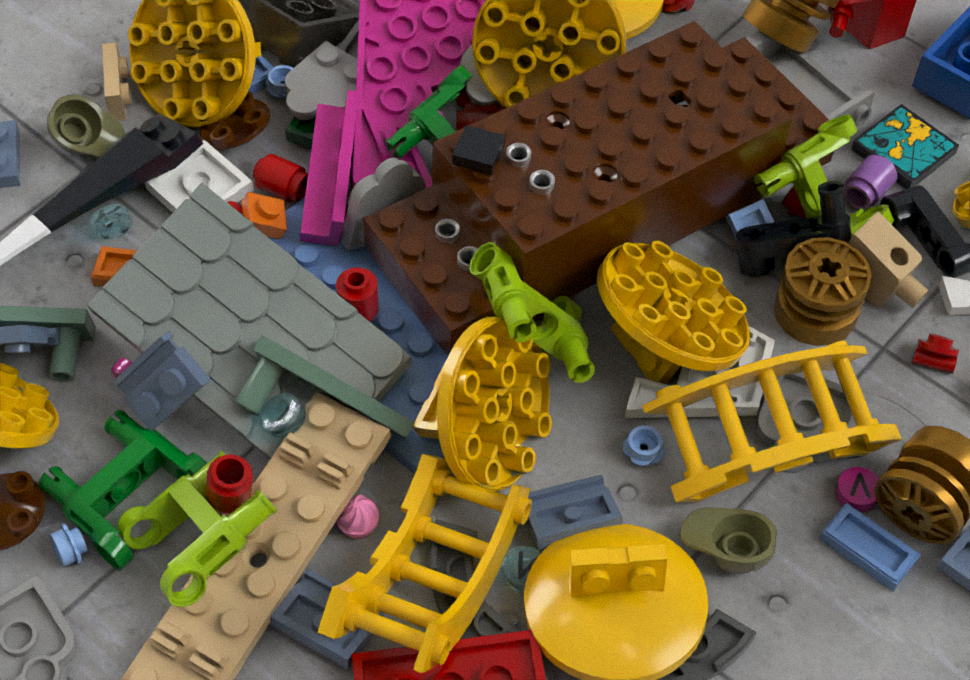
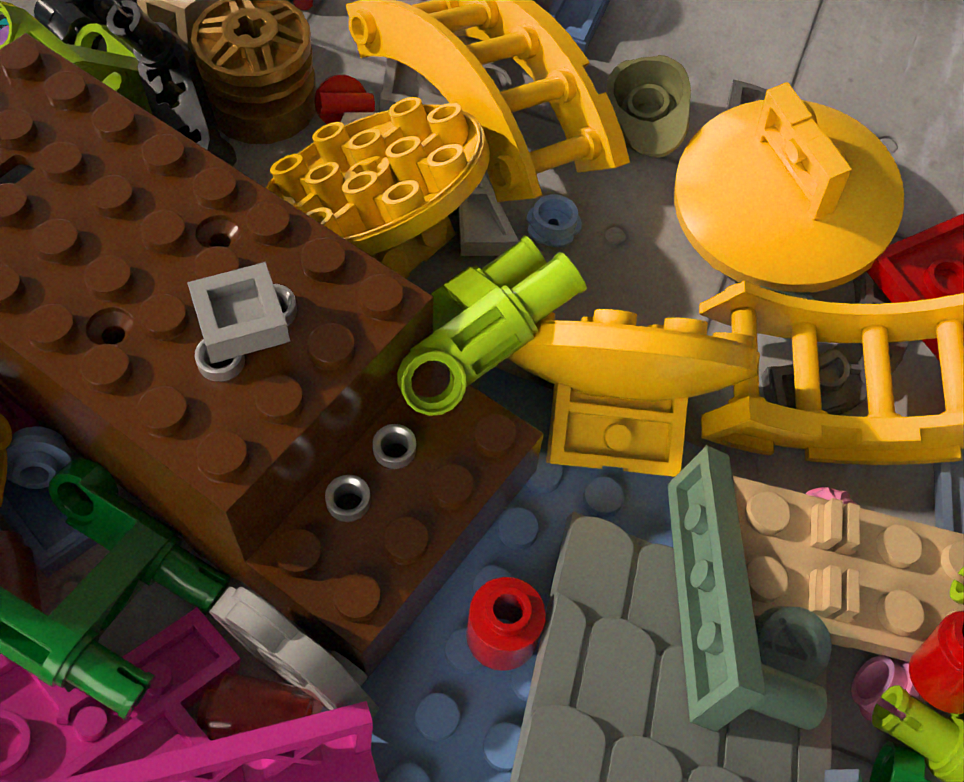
camera: 115 degrees left, 5 degrees up
(478, 150) = (246, 404): black tile -> none
(530, 153) = (238, 312): none -> light grey plate
(571, 510) = (683, 265): sand blue plate -> none
(790, 338) = (341, 95): none -> red plate

